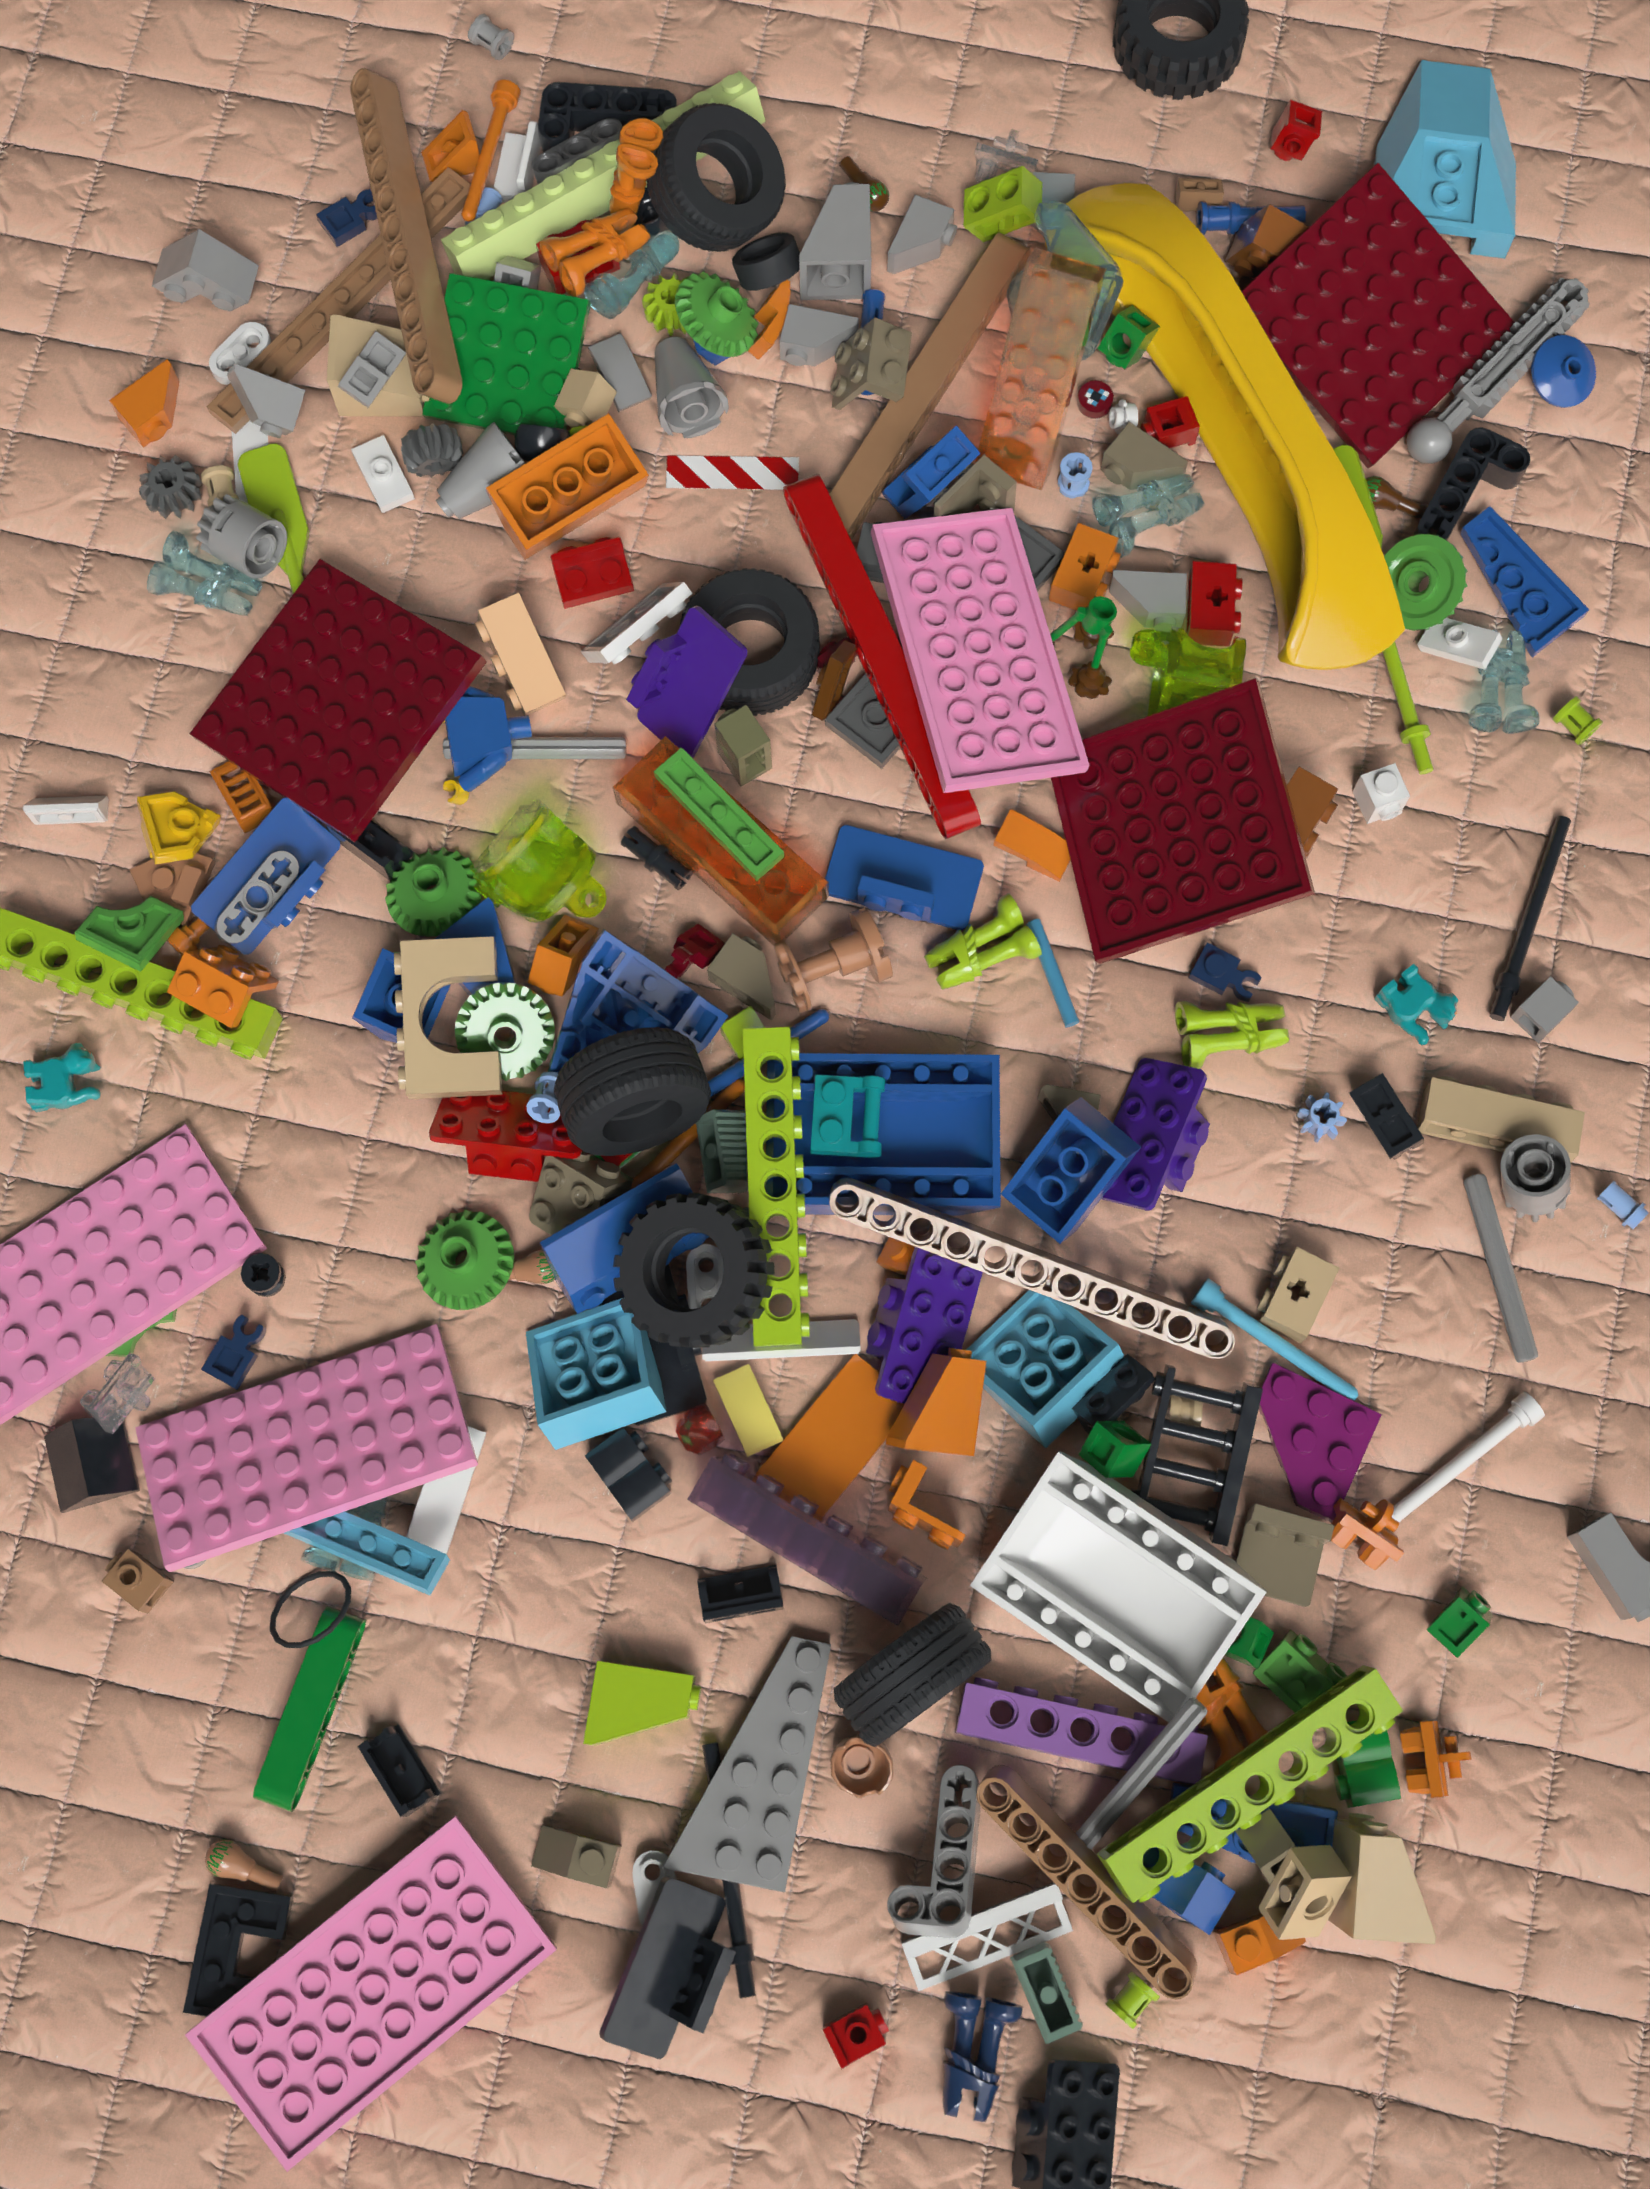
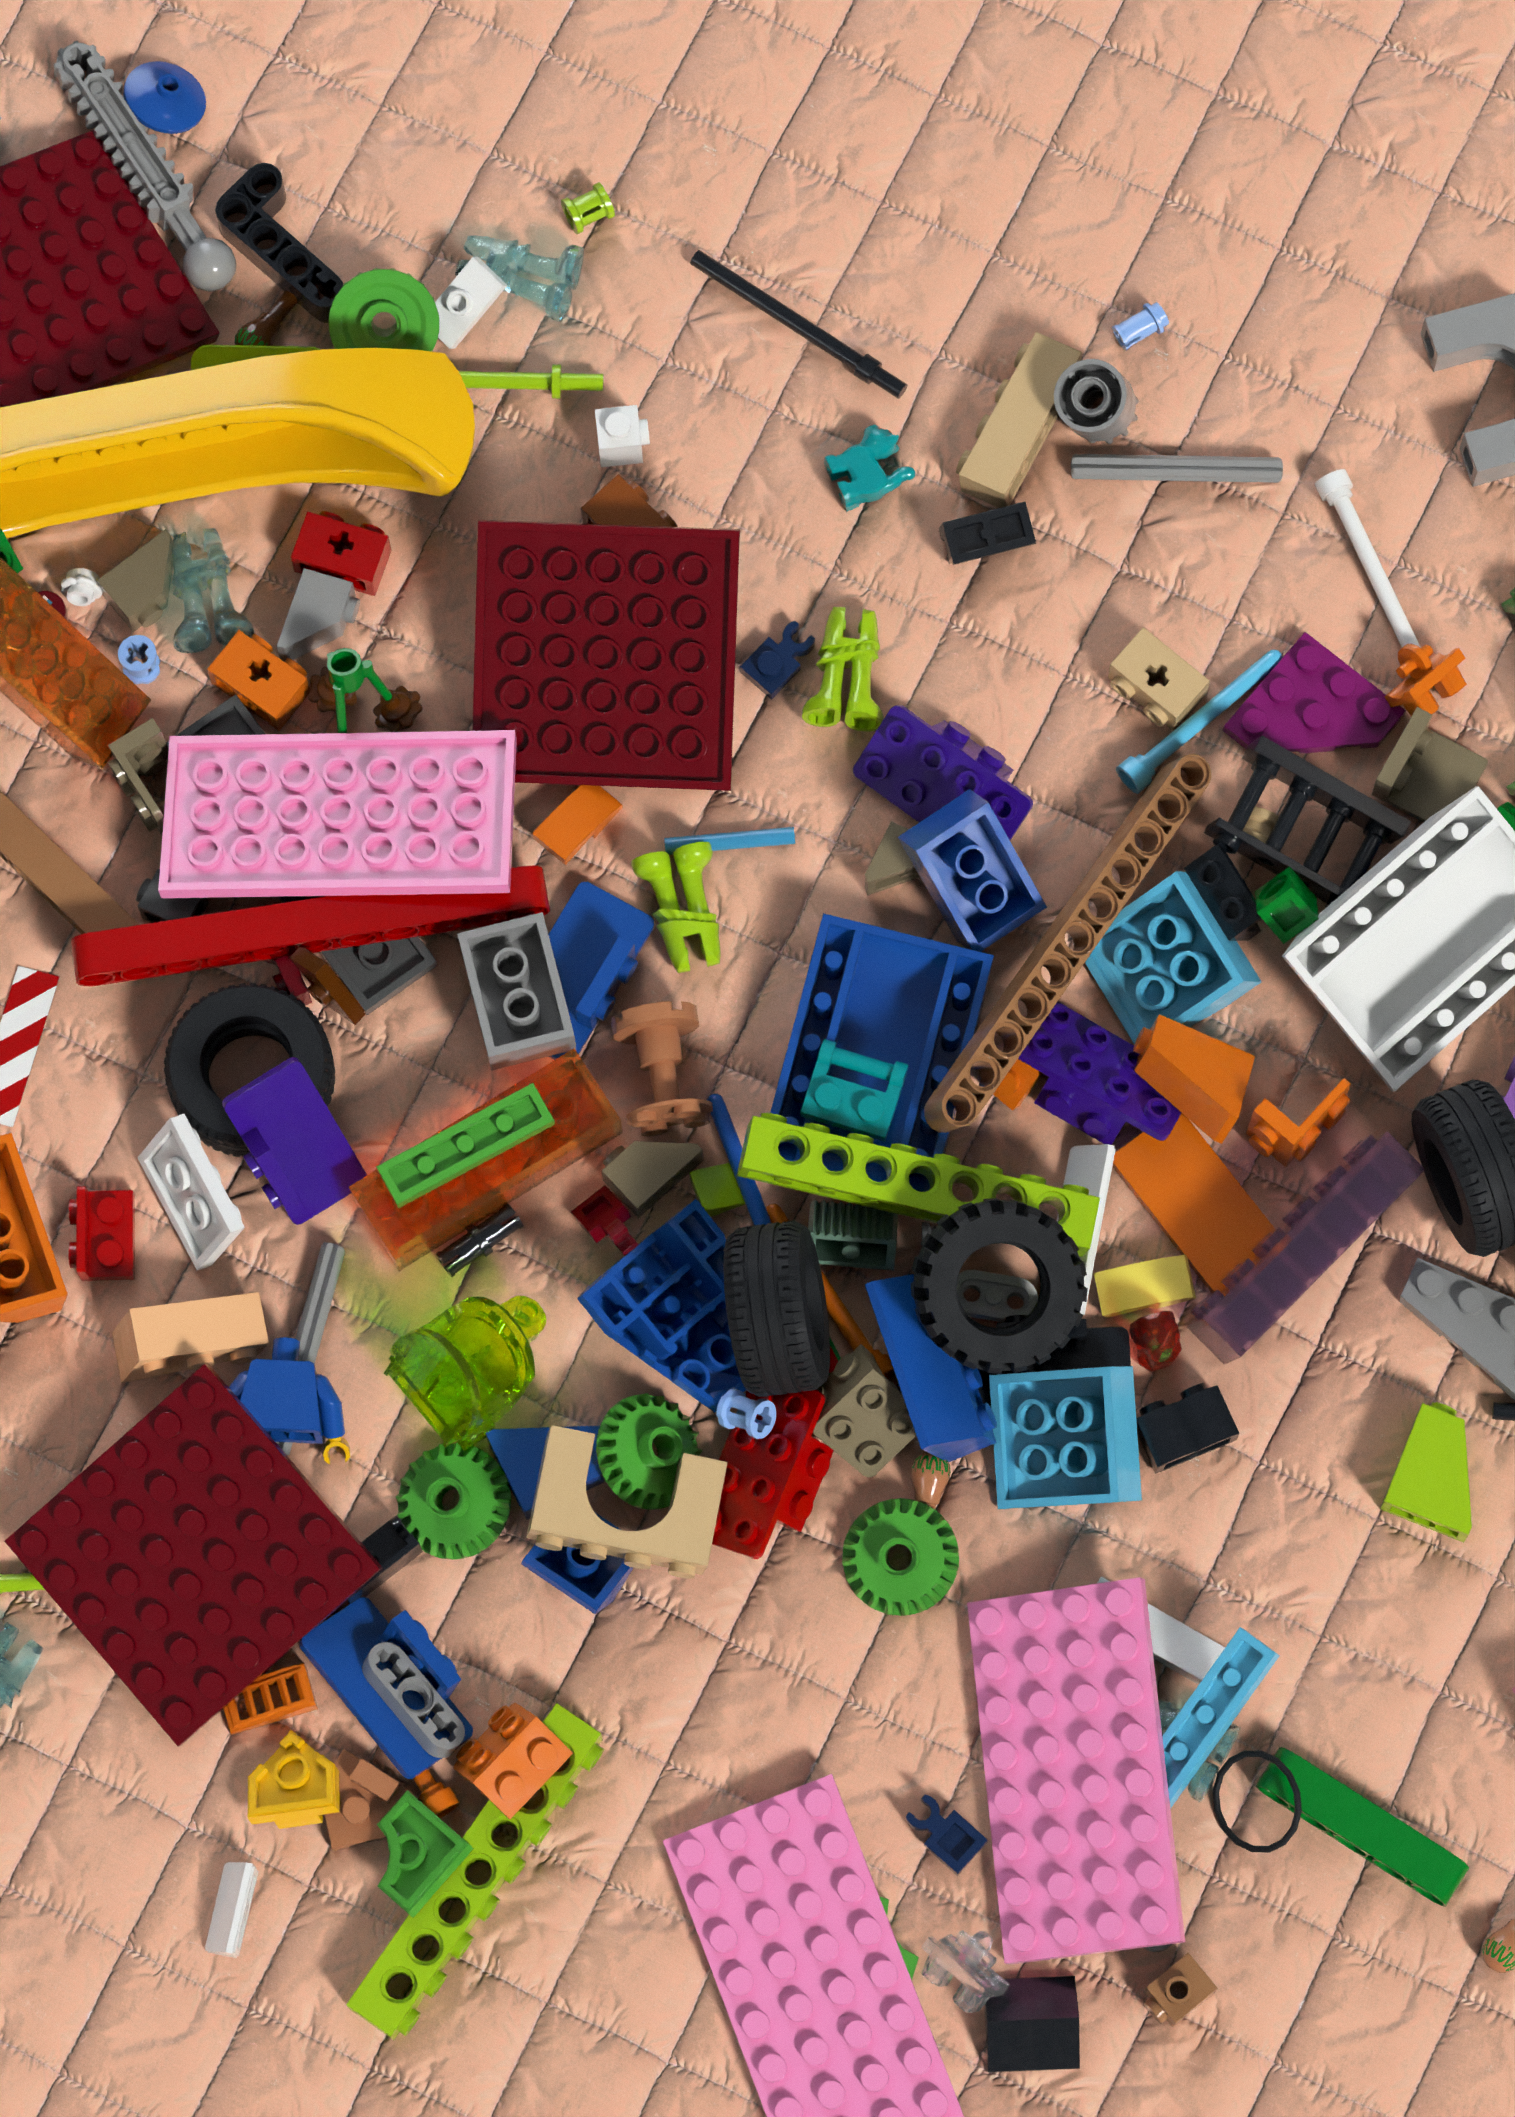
camera: 75 degrees left, 0 degrees up
(57, 1080) = (574, 1979): teal animal -> none
(269, 1281) = (861, 1796): black wheel -> none
(399, 1770) = (1450, 1743): black hinge -> none
(560, 955) = (574, 1369): orange slope -> none
(740, 1594) = (1342, 1339): black hinge -> none
(743, 745) = (376, 1106): olive brick -> none
(867, 826) = (517, 991): none -> light grey brick
(930, 472) = (107, 816): blue panel -> none
(1177, 418) = (106, 525): red brick -> none
(1185, 667) = (433, 602): clear neon green animal -> none
(1312, 1121) = (962, 593): light blue gear -> none
(1523, 584) = (414, 215): blue wing -> none
(1545, 1009) = (907, 339): light grey brick -> none

